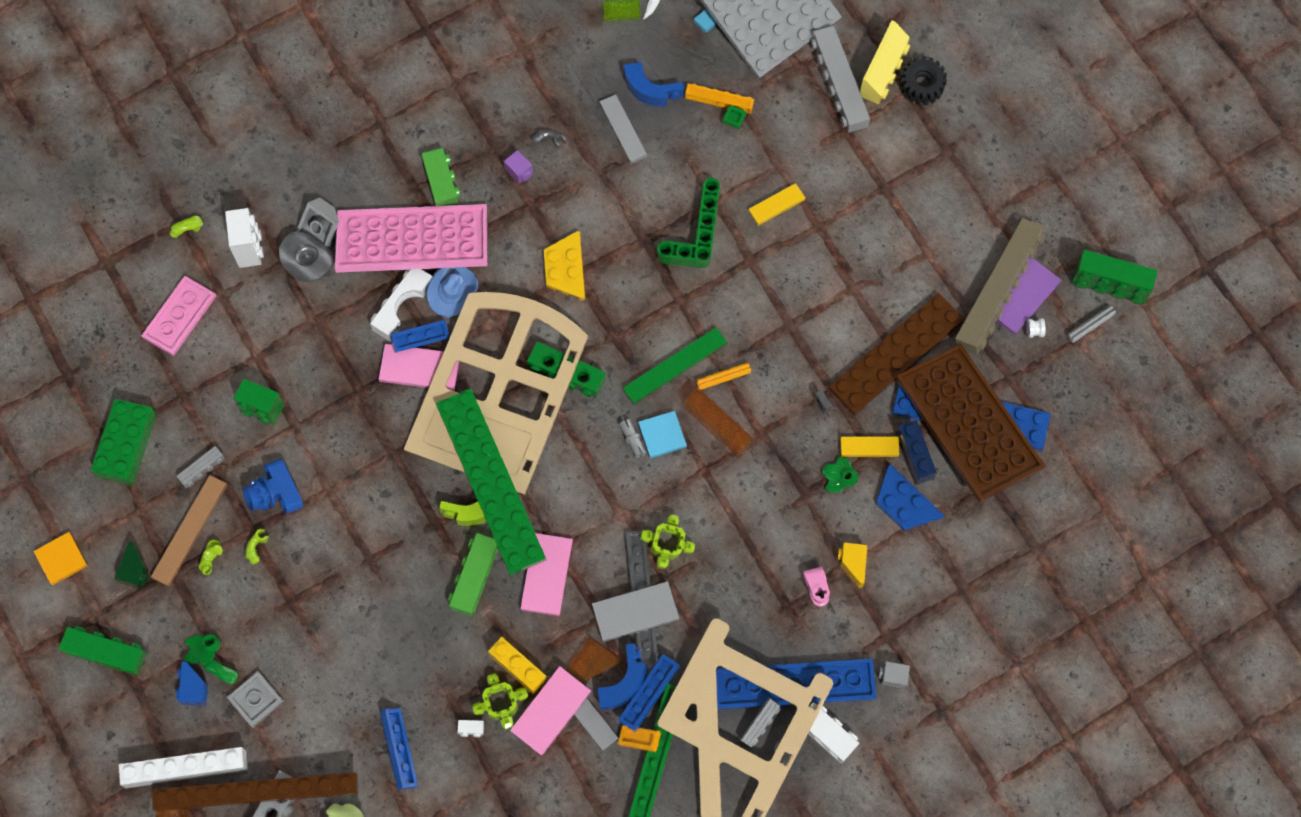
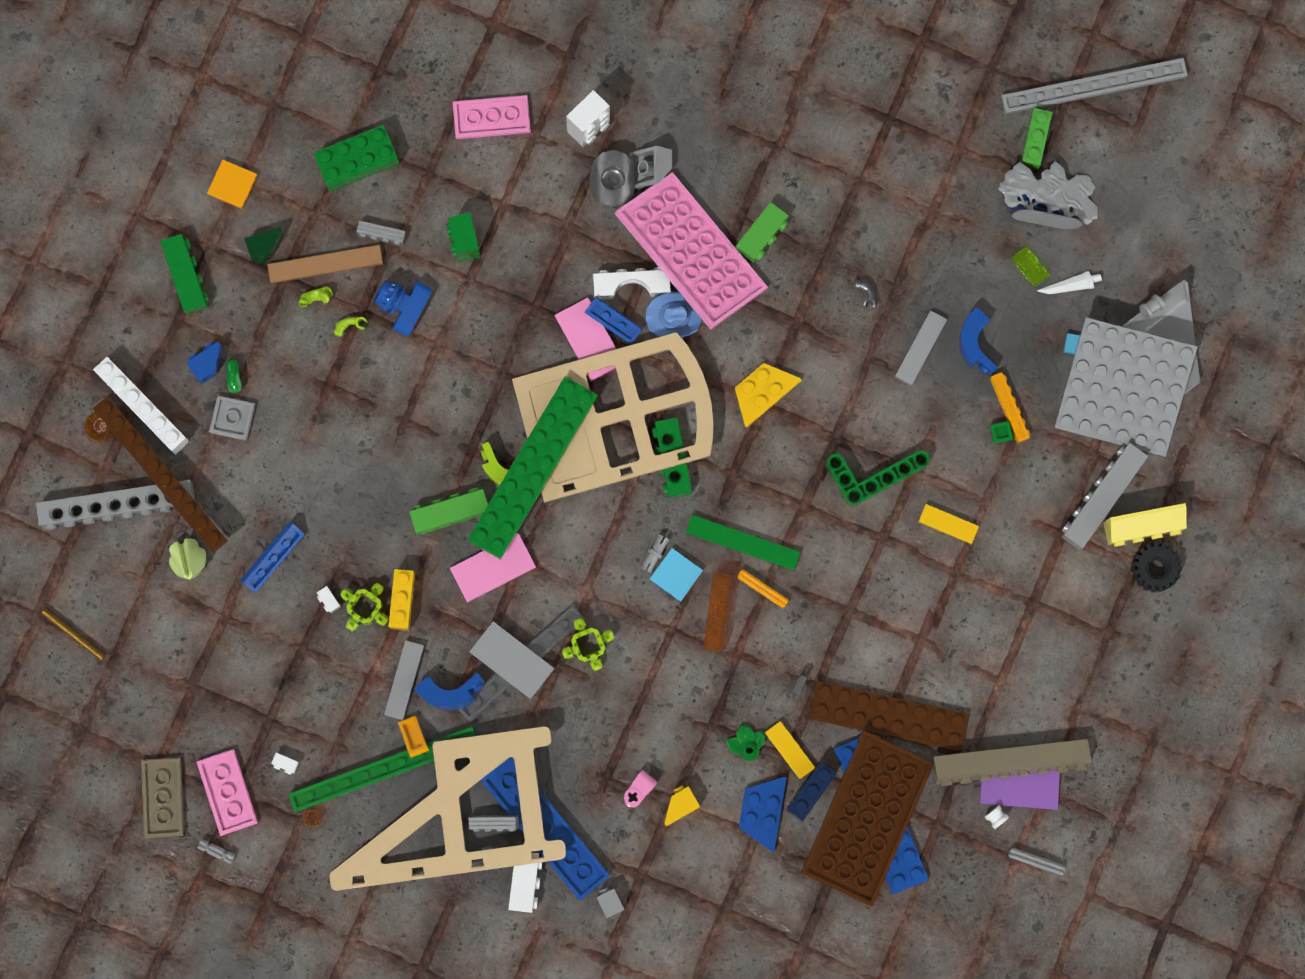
camera: 50 degrees right, 10 degrees up
(193, 223) = (574, 66): lime piece -> none
(201, 649) = (237, 347): green plate -> none
(518, 167) = (820, 289): medium lavender brick -> none
(550, 711) = (385, 652): bright pink tile -> none
(591, 662) = (448, 655): clear orange wing -> none
(648, 693) = (453, 718): blue plate -> none
(1114, 277) = (1090, 853): green brick -> none

